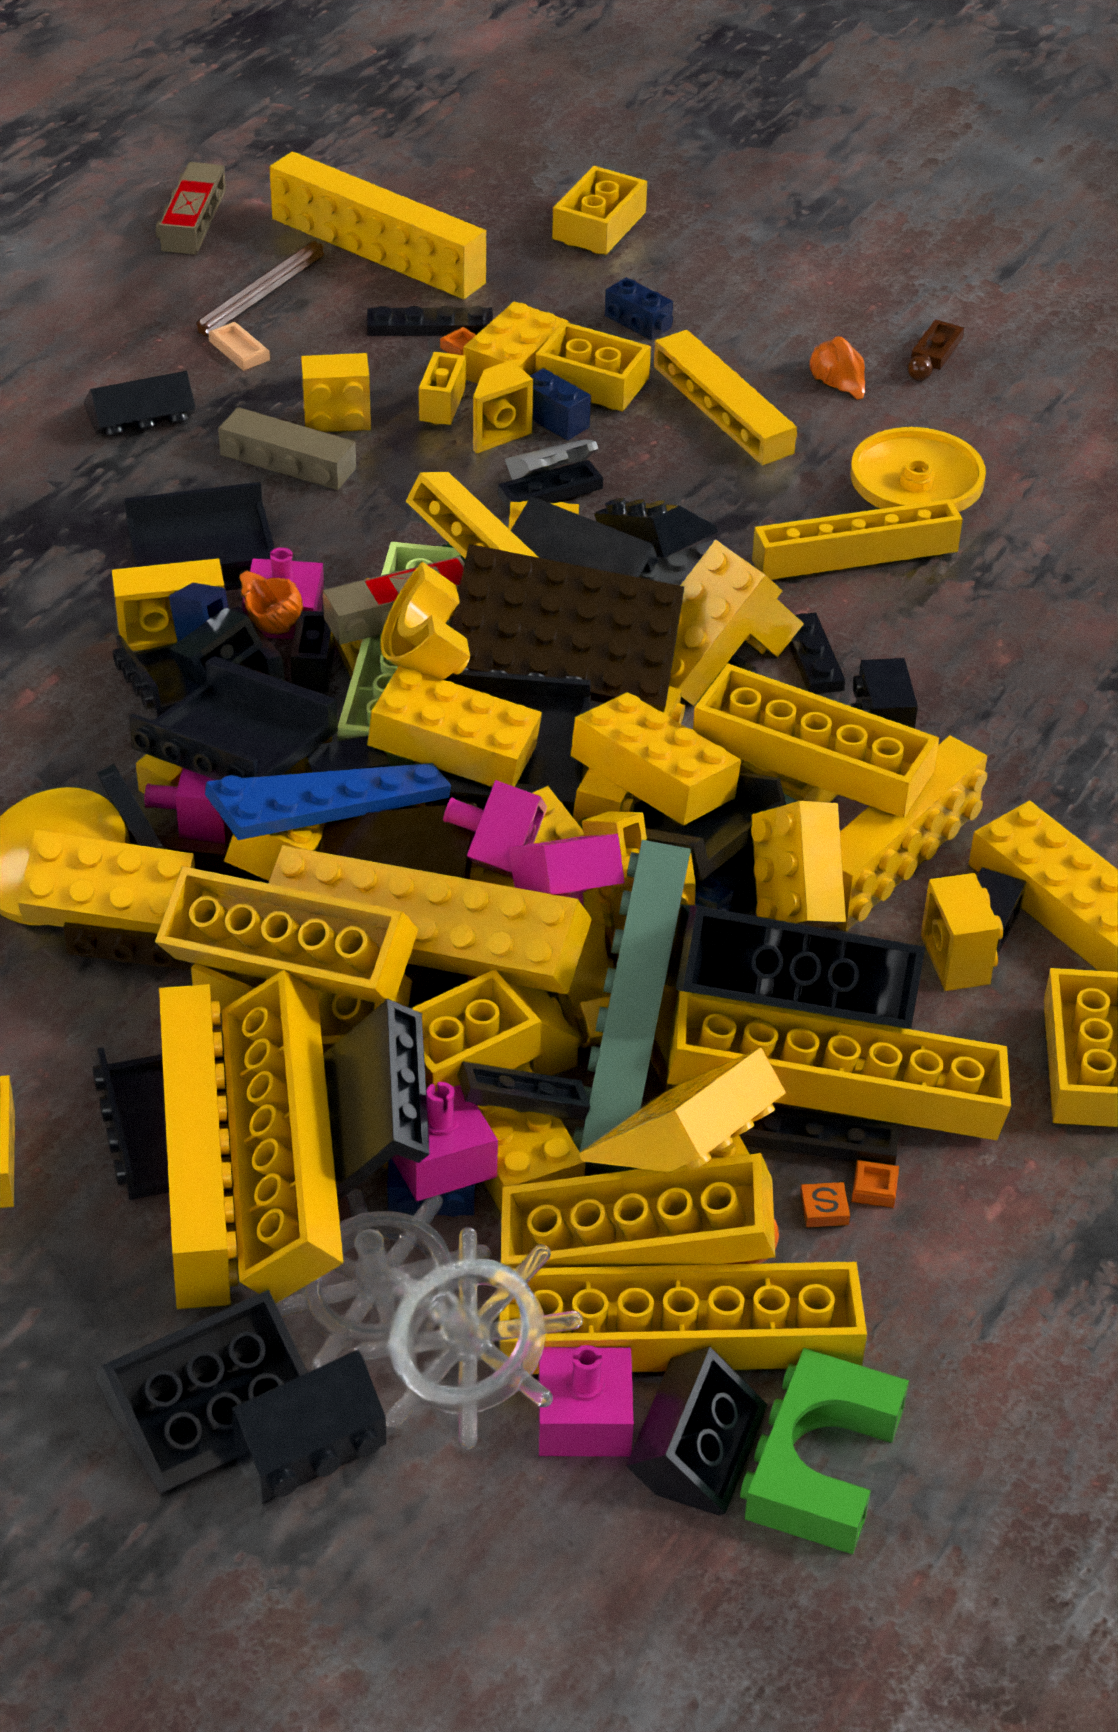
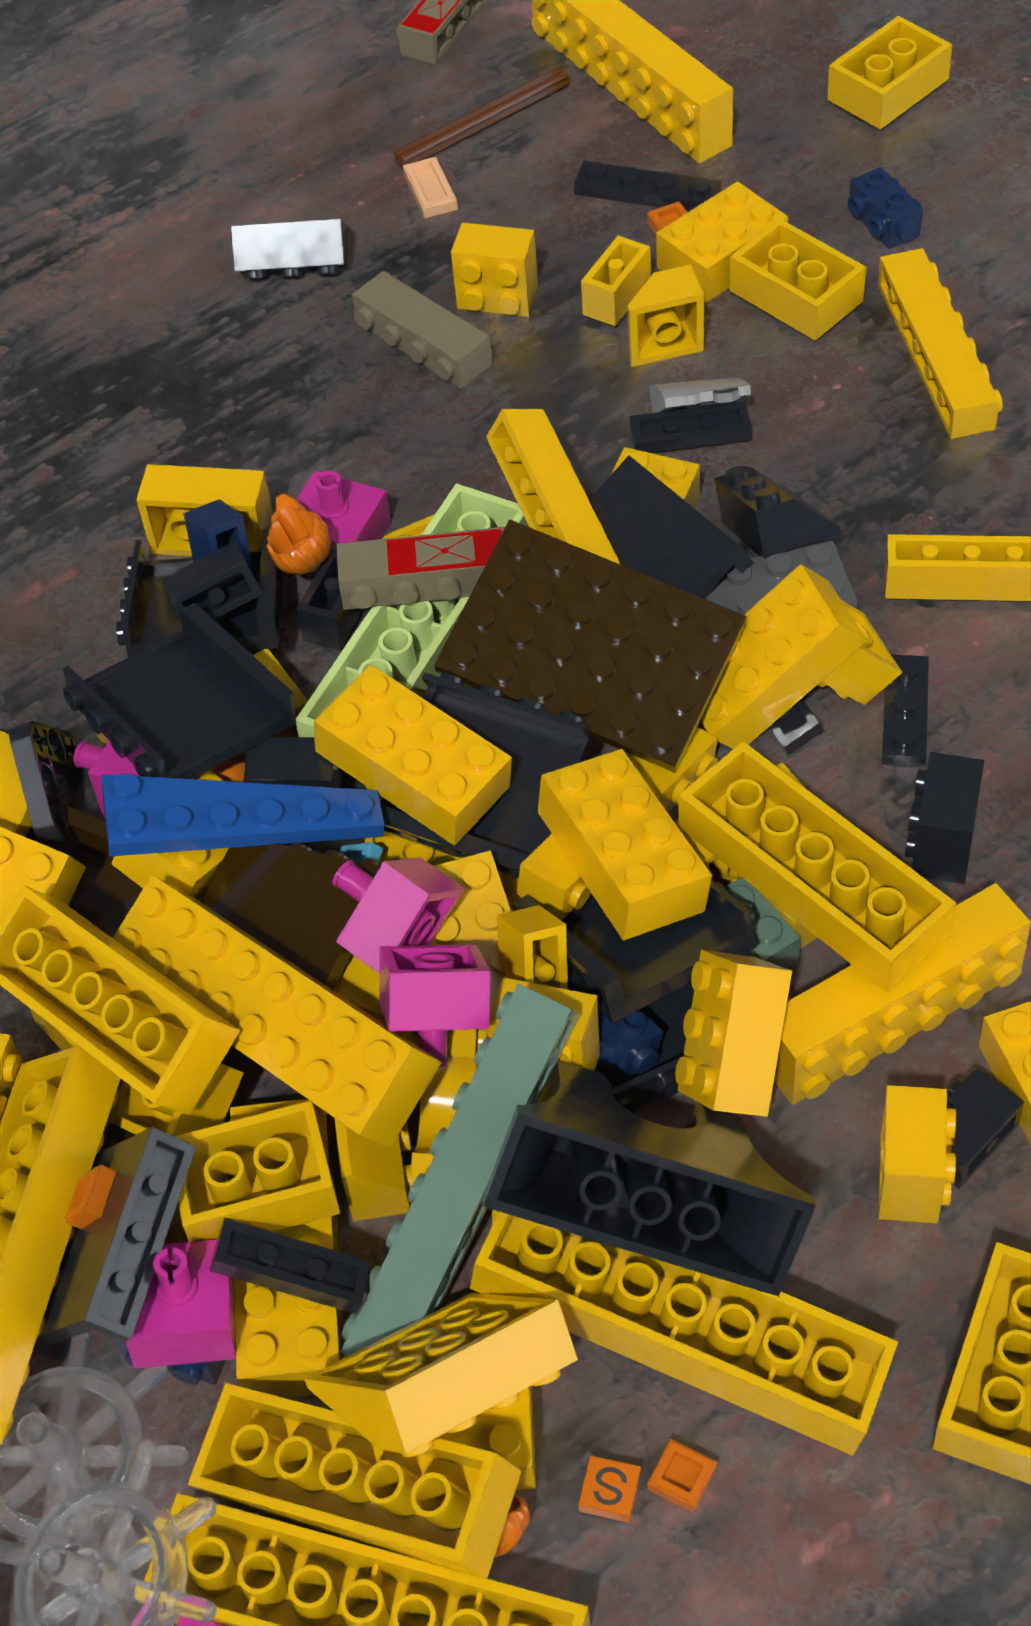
camera: 25 degrees right, 10 degrees up
(201, 526) = (289, 424): black panel -> none
(340, 1075) = (90, 1196): none -> orange tile
(417, 627) = (408, 628): yellow brick -> none
(559, 405) = (737, 321): dark blue brick -> none
(825, 1136) = (649, 1396): black plate -> none

